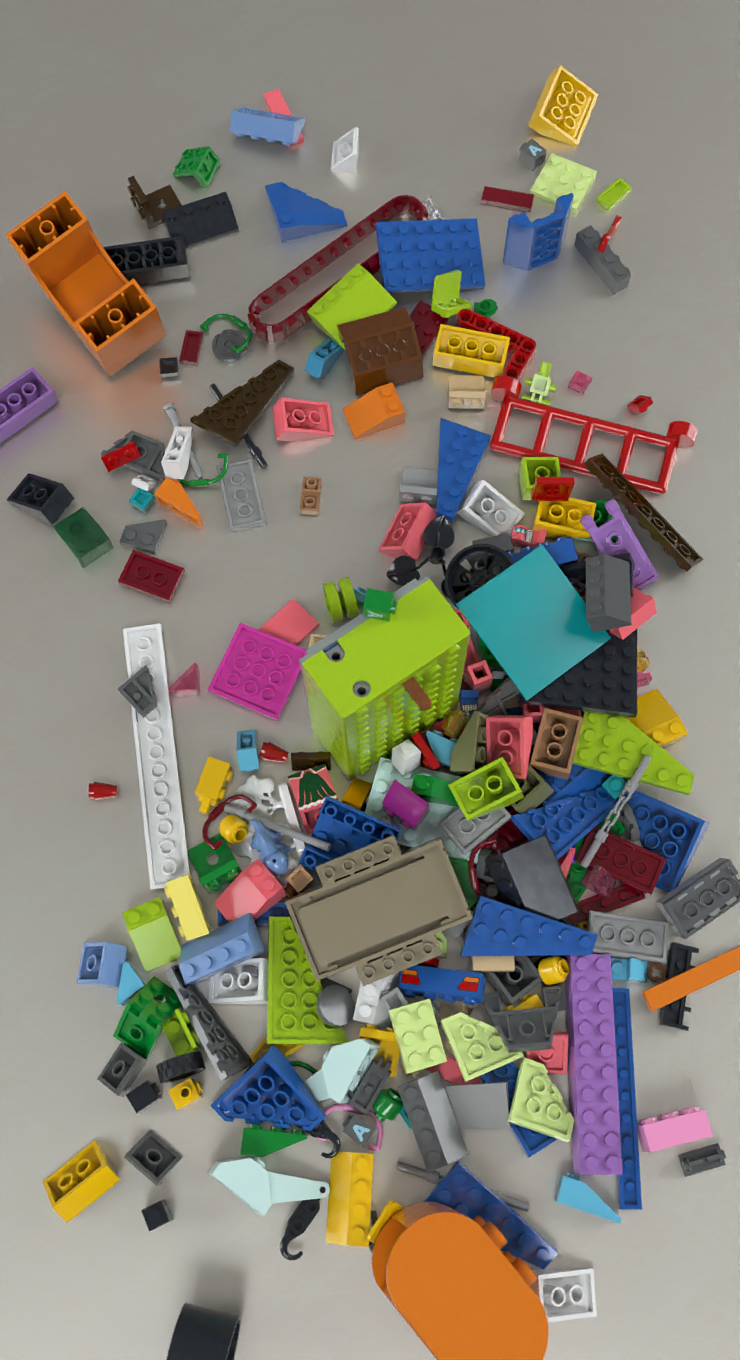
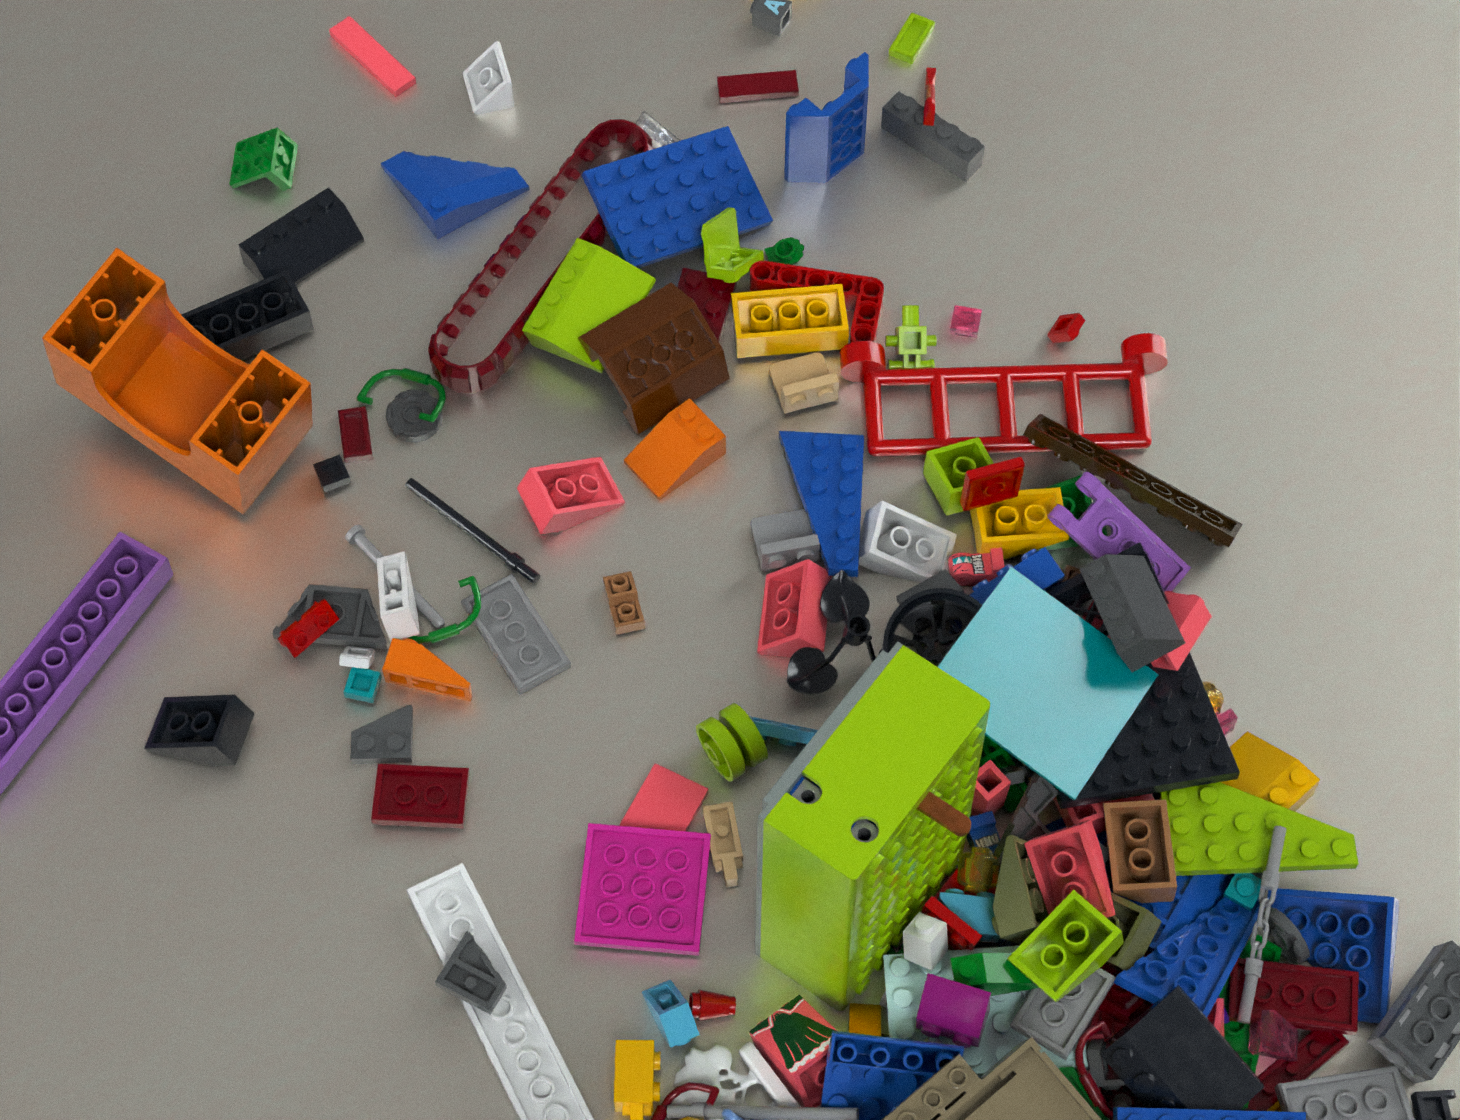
camera: 20 degrees left, 10 degrees down
(83, 537) = (290, 768): clear green slope -> none
(148, 204) = (208, 236): dark brown bracket -> none
(188, 684) = (540, 942): clear pink slope -> none
(241, 408) = (471, 499): dark brown wing -> none
(266, 125) = (353, 74): medium blue slope -> none
(308, 760) = (765, 1001): dark brown plate -> none
(323, 358) = (569, 393): dark azure slope -> none
(379, 604) = (847, 701): green brick -> none
(562, 178) = (829, 39): yellowish green plate -> none

